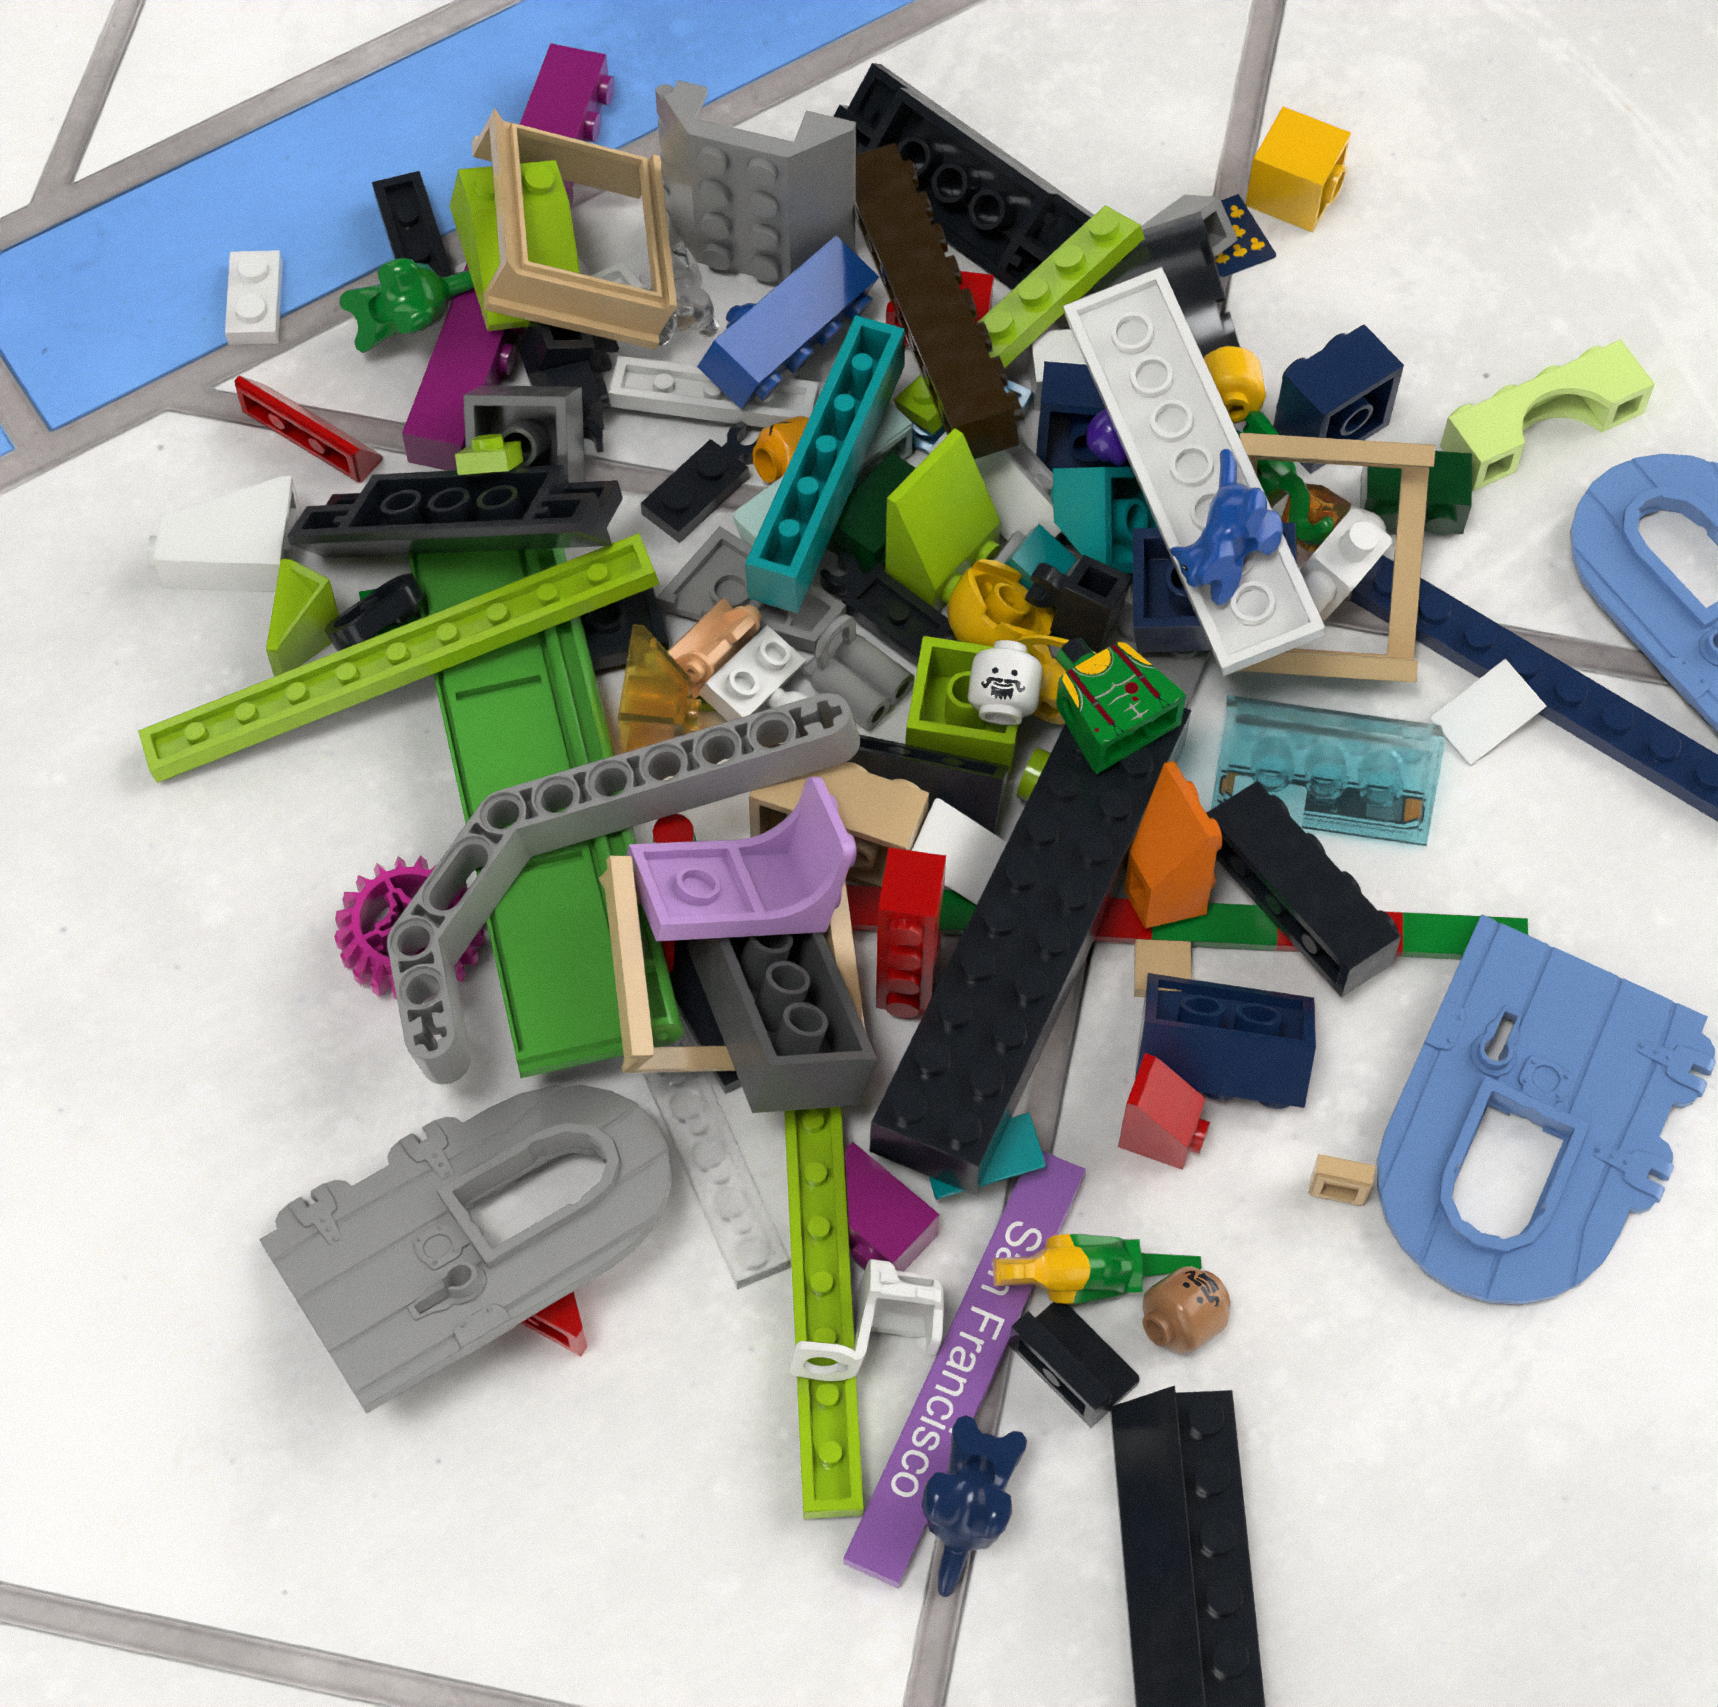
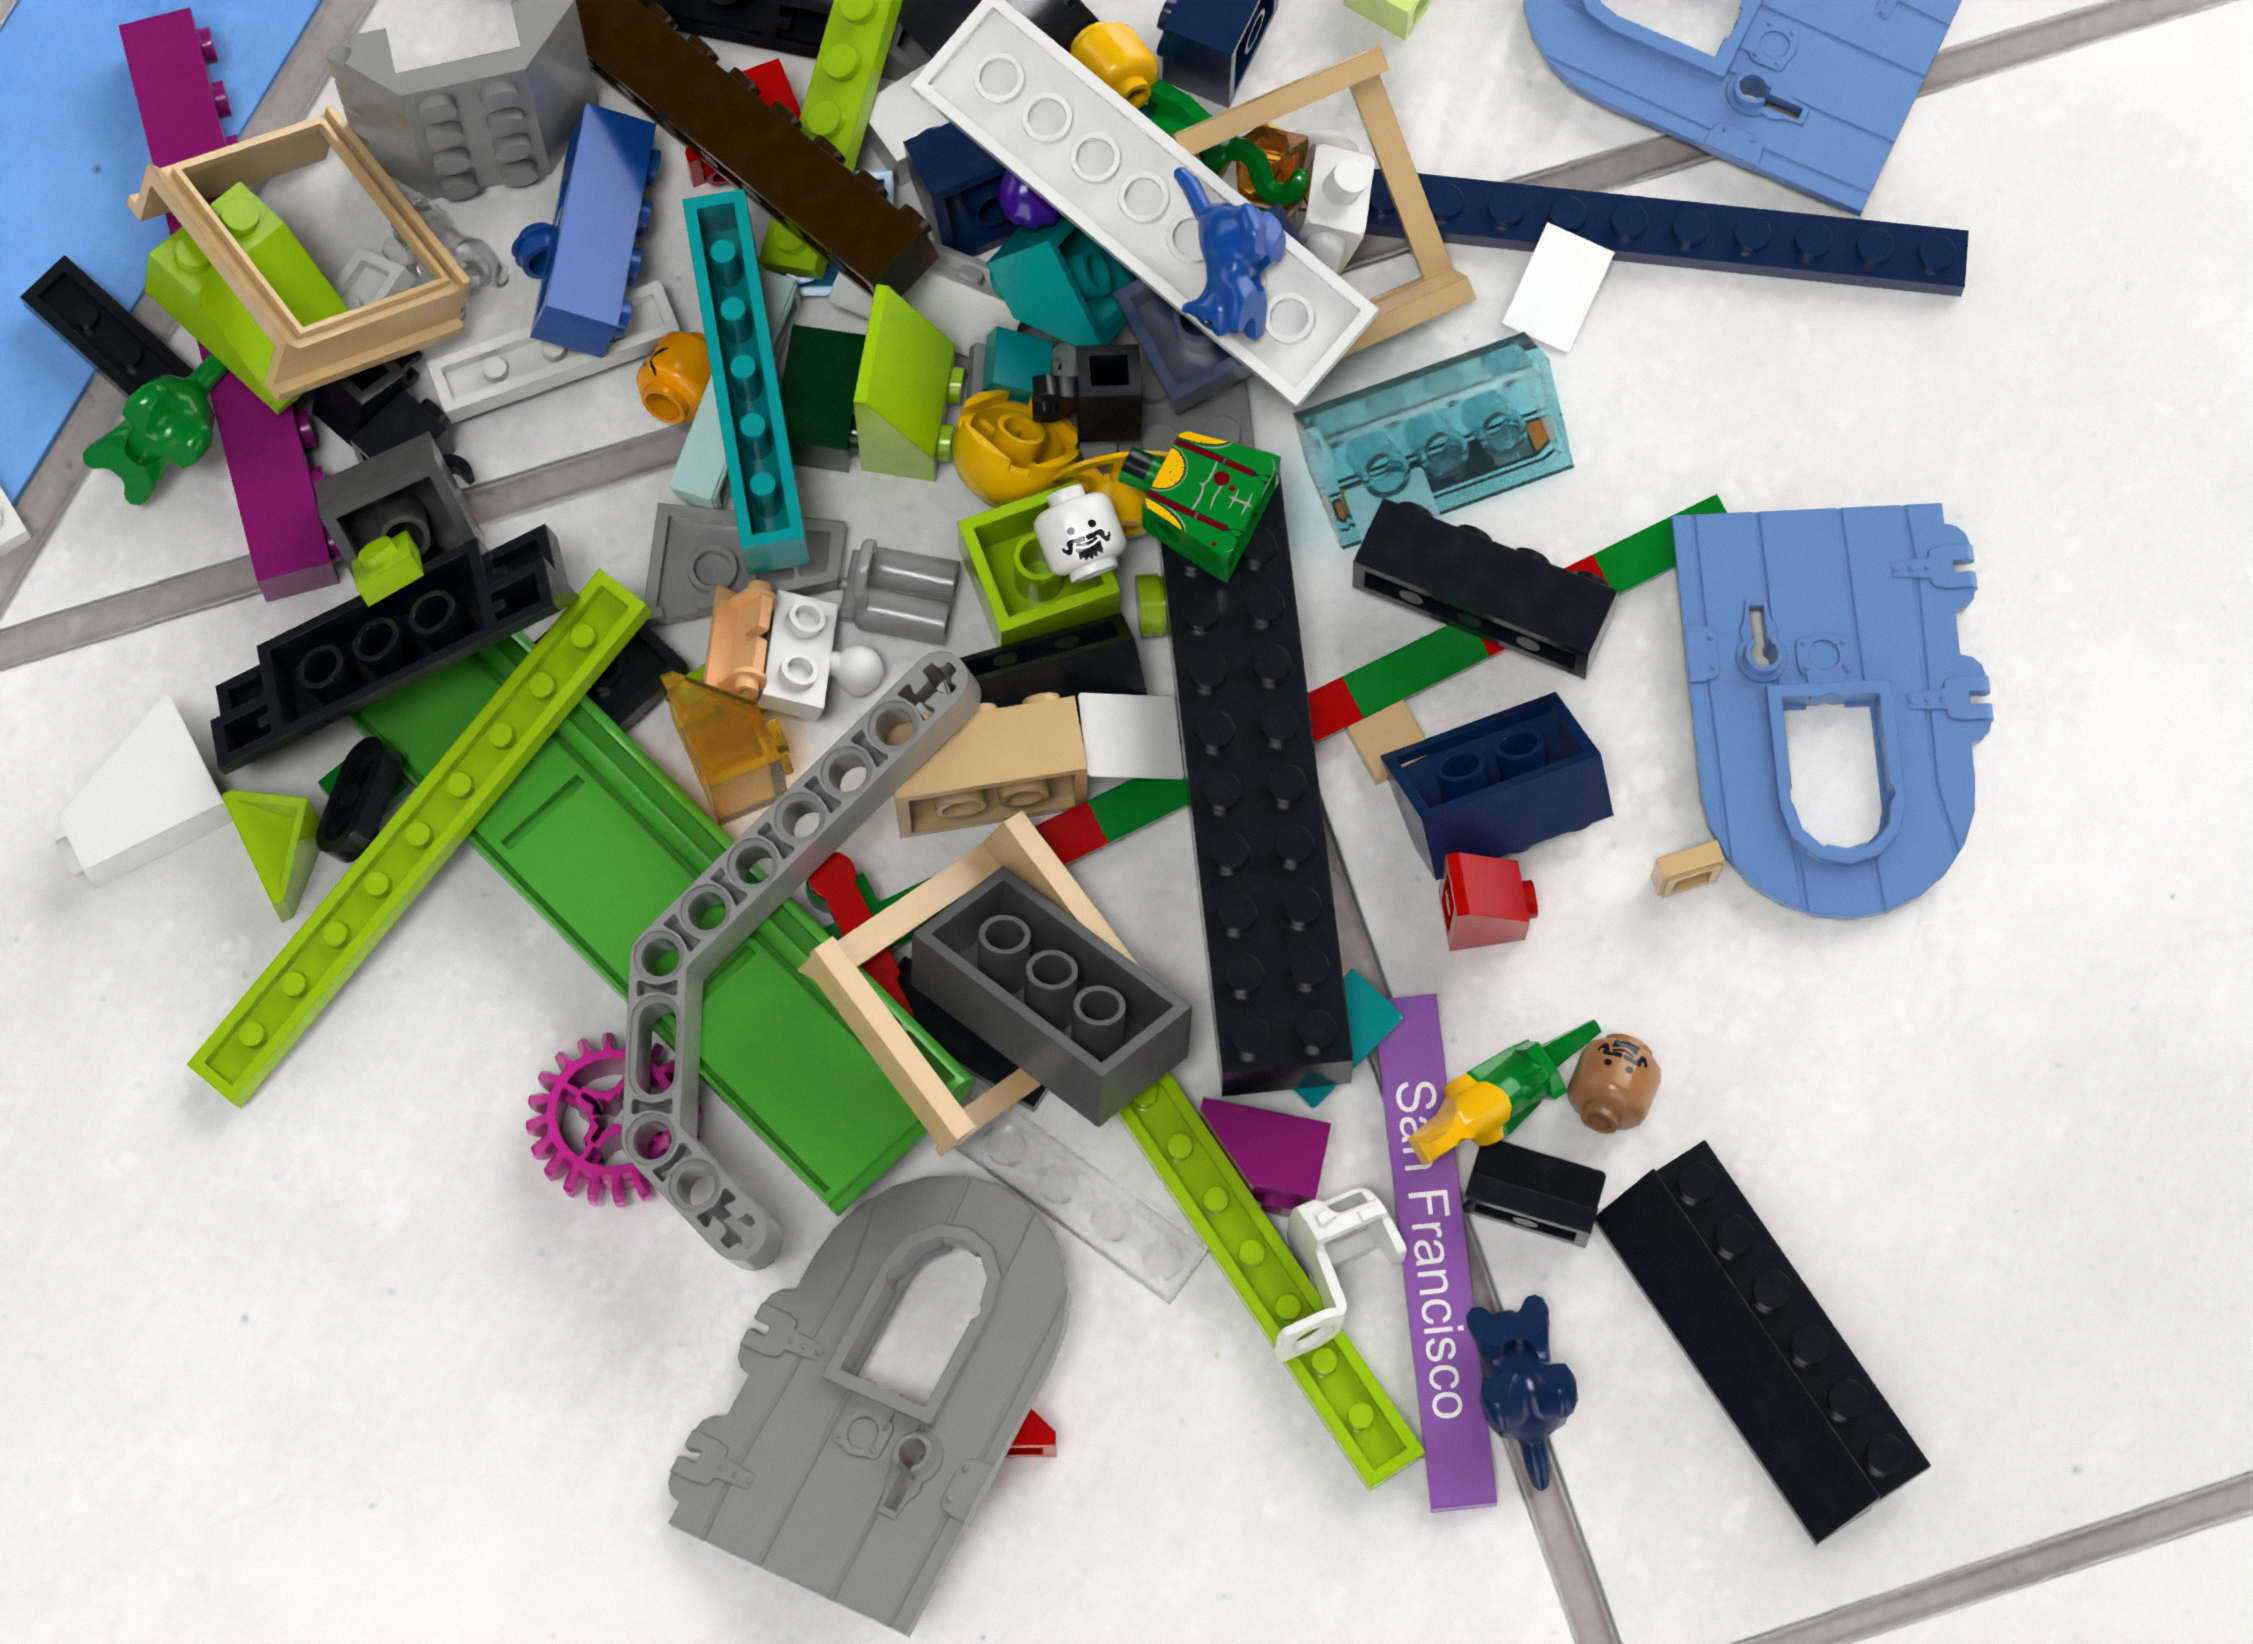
camera: 30 degrees left, 10 degrees up
(306, 429) = (136, 624): red slope -> none
(700, 485) = (602, 462): black plate -> none
(751, 885) = (956, 891): lavender bracket -> none
(886, 607) = (890, 501): black plate -> none
(909, 931) = (1148, 857): red arch -> none
(1172, 853) = (1344, 622): orange slope -> none
(1447, 493) = (1339, 110): dark green brick -> none

